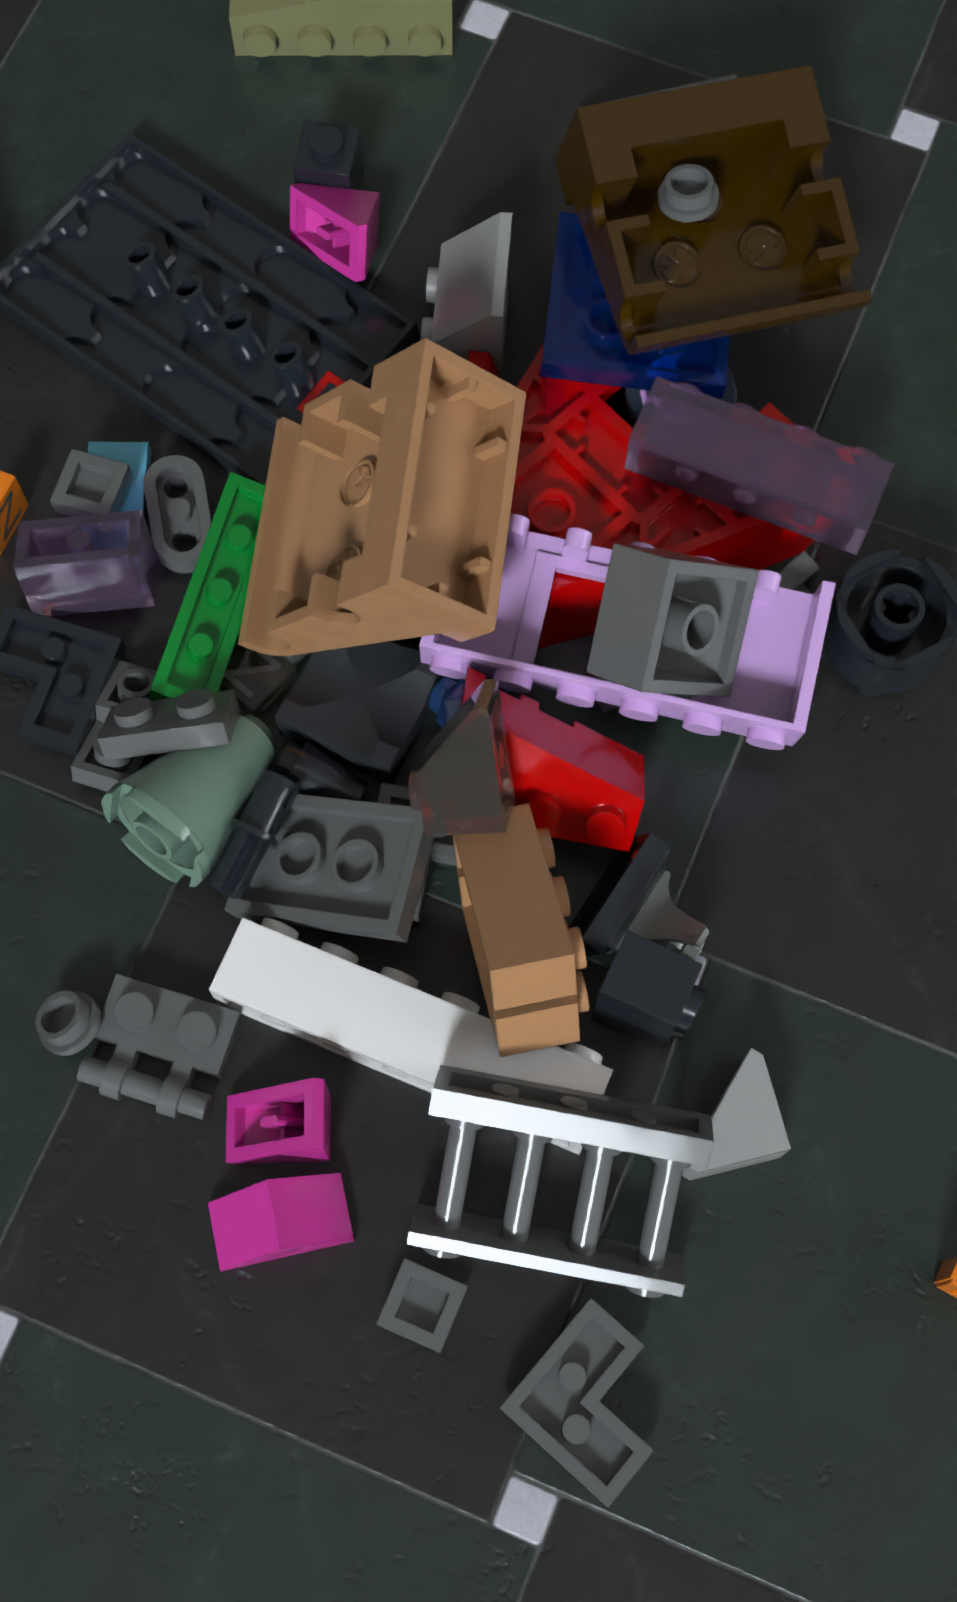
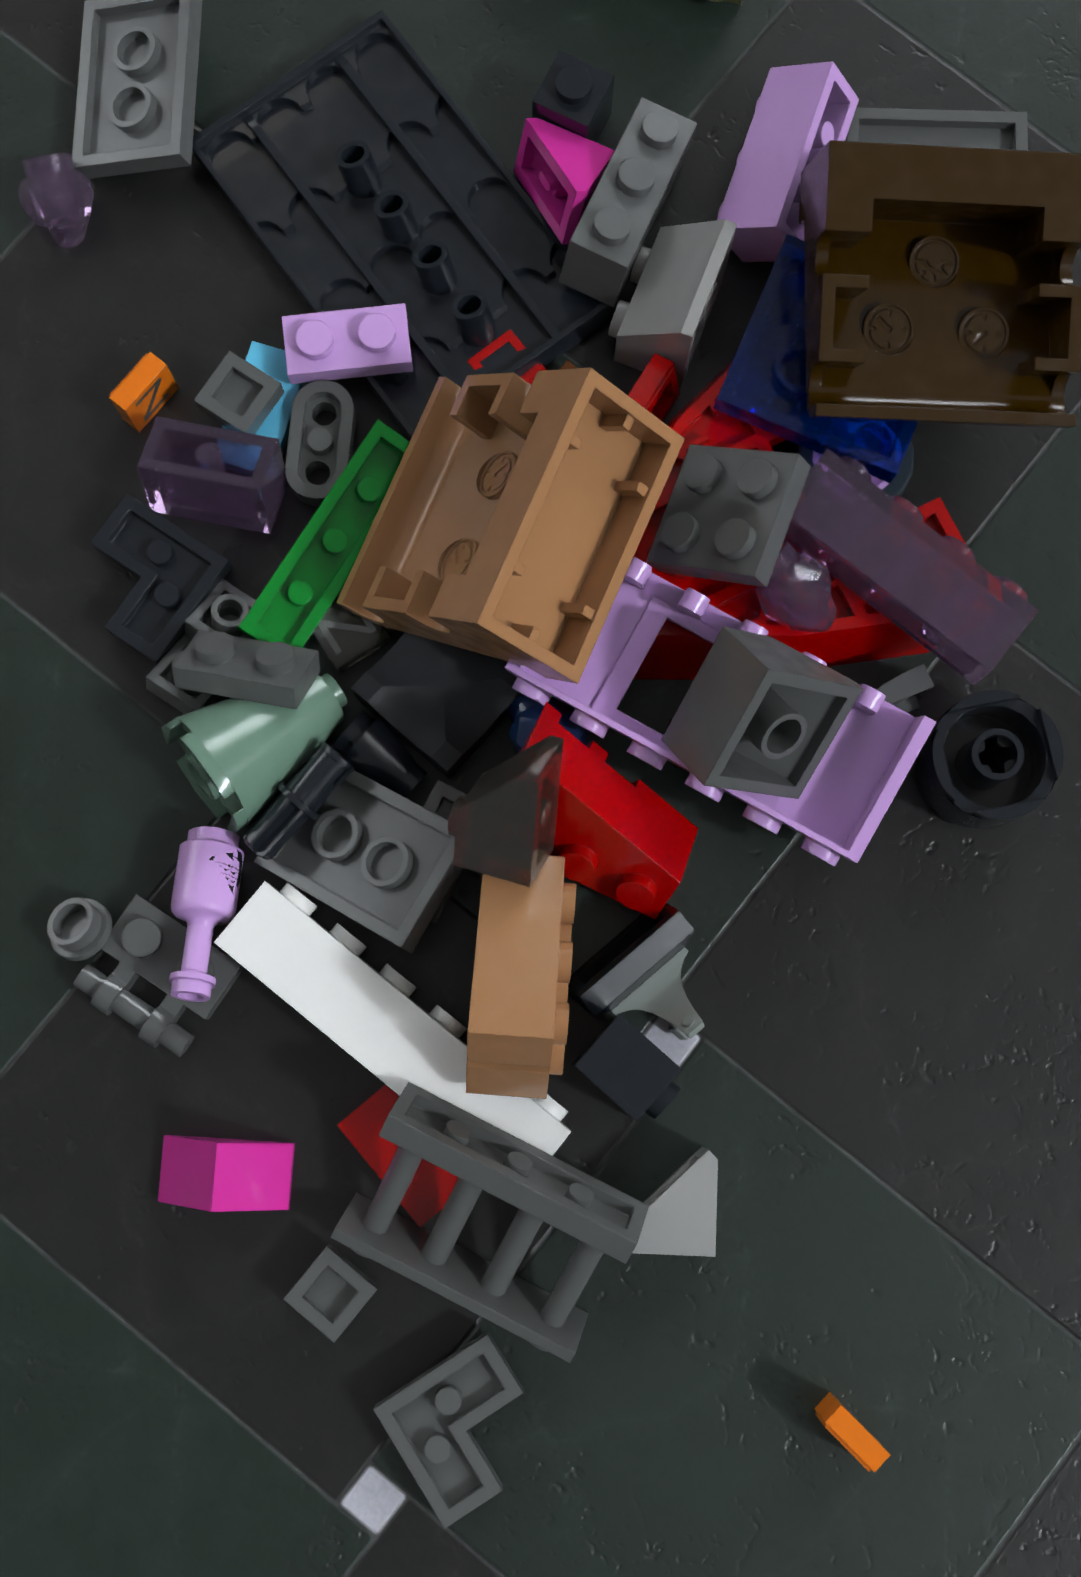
camera: 15 degrees right, 10 degrees up
(181, 418) = (347, 343): none -> lavender plate
(186, 957) = (204, 897): none -> lavender piece
(280, 1124) = (248, 1086): dark pink slope -> none
(403, 233) = (626, 202): none -> dark grey brick
(423, 1142) = (430, 1183): none -> red tile
(524, 175) = (791, 124): none -> lavender brick
(585, 458) = (729, 514): none -> dark grey plate
(666, 509) = (799, 591): none -> clear purple rock
(688, 193) = (923, 256): dark grey plate -> none

